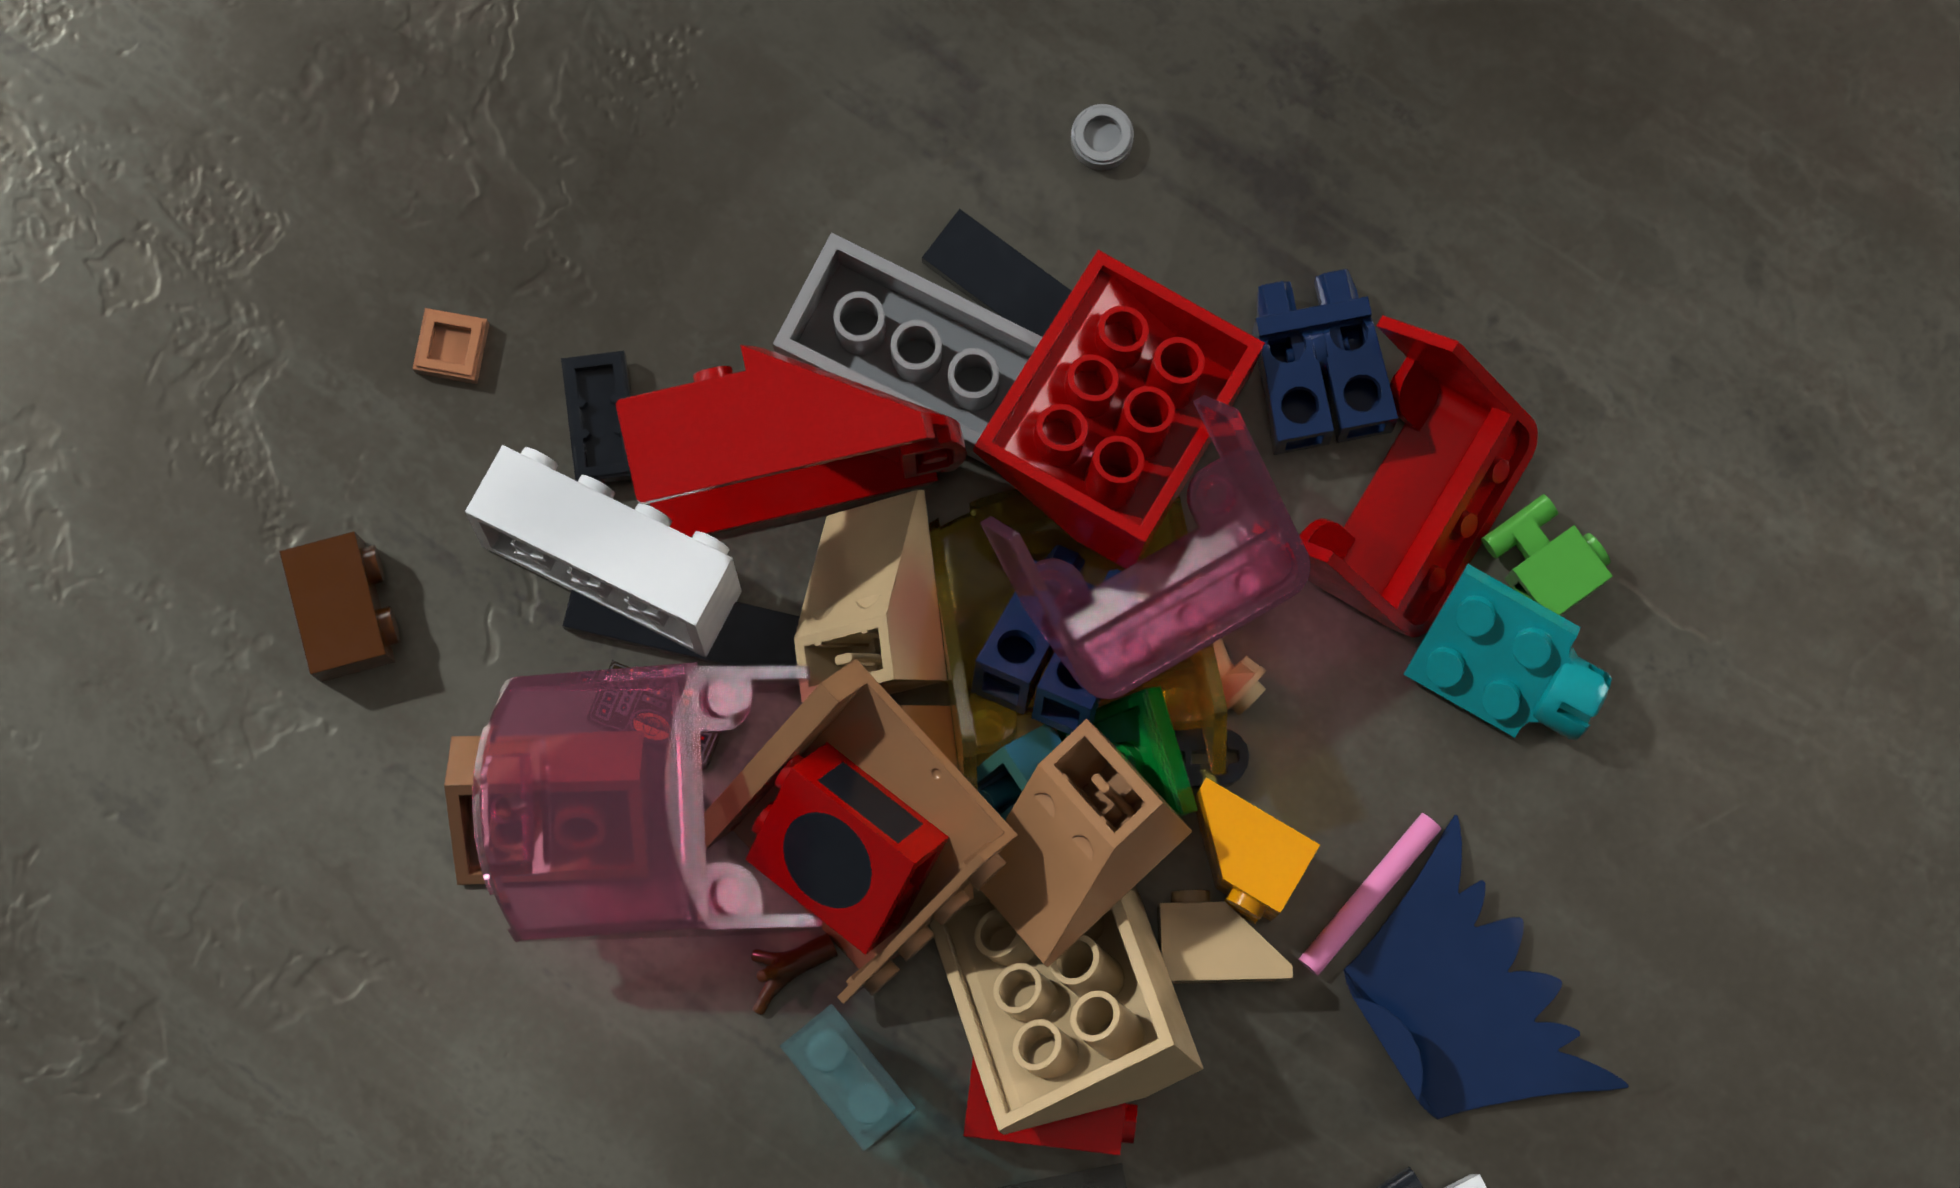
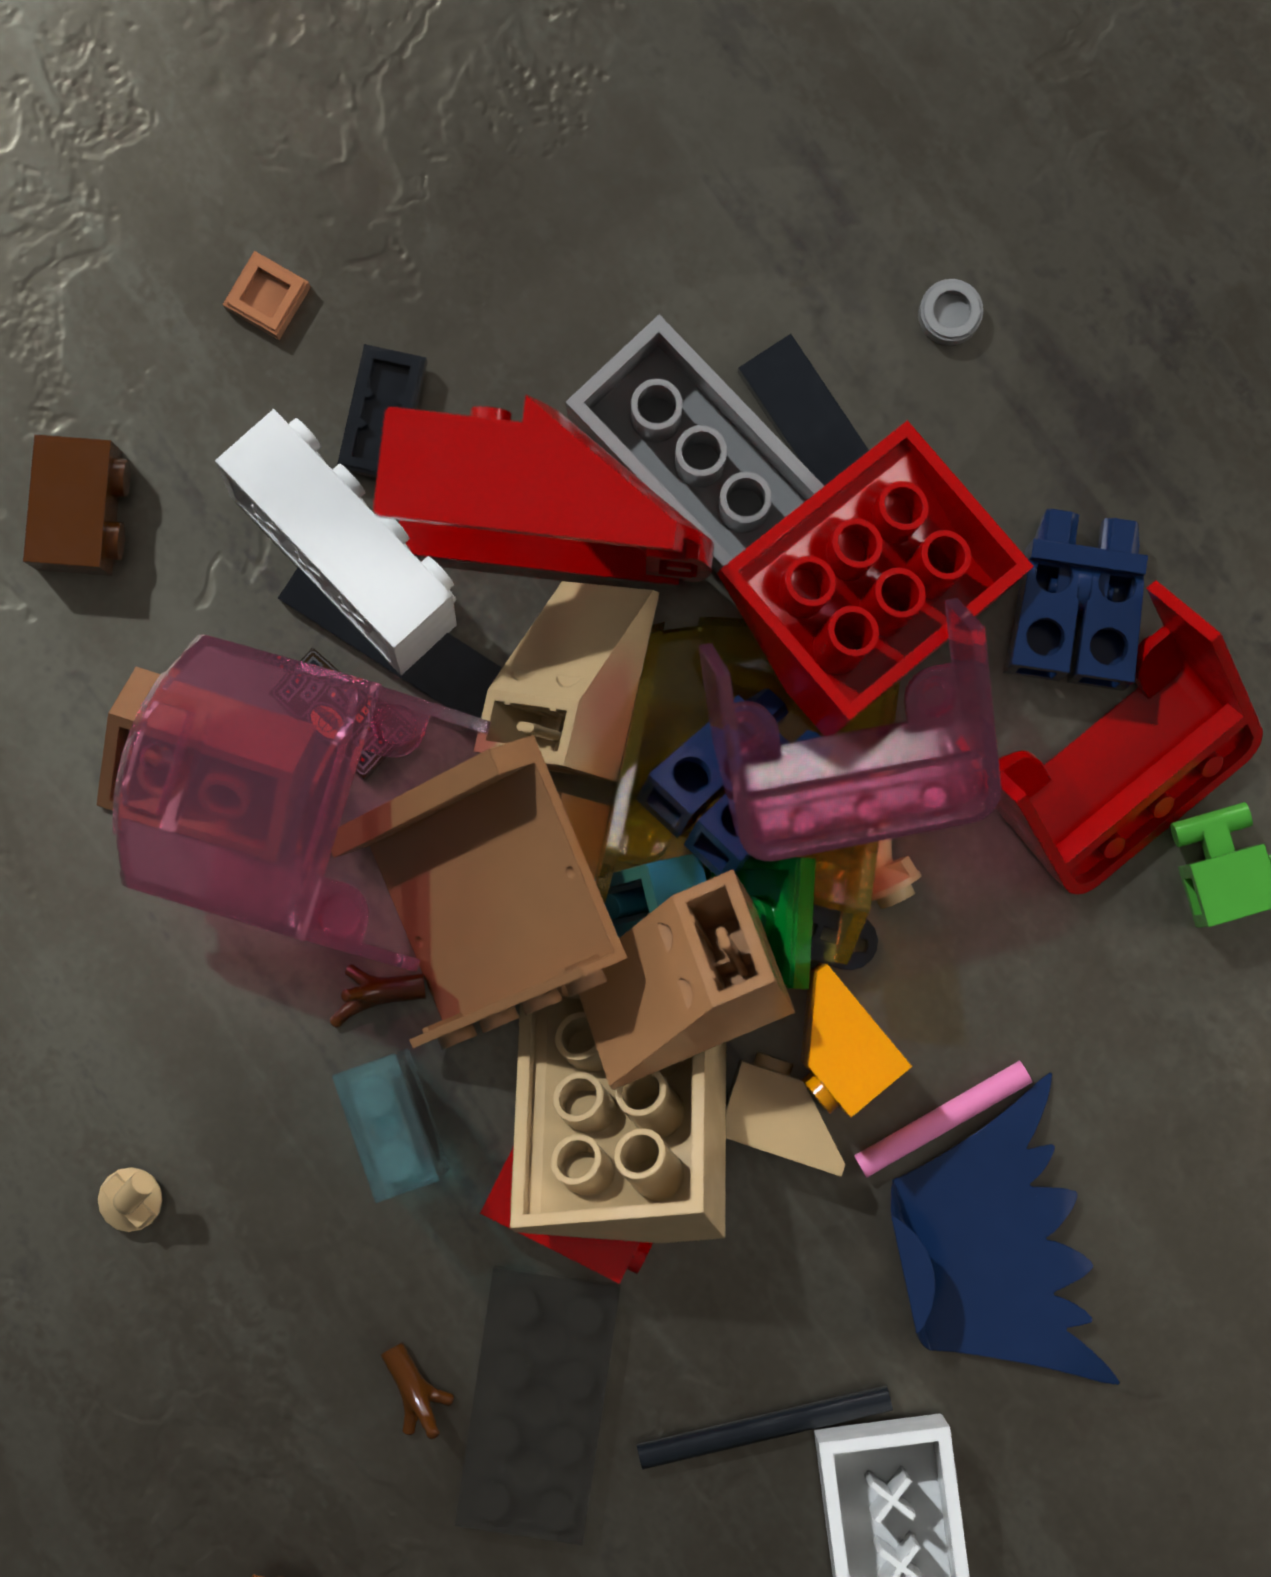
camera: 20 degrees right, 5 degrees up
(844, 846) = (462, 906): red brick -> none
(1508, 660) = (1154, 948): teal plate -> none

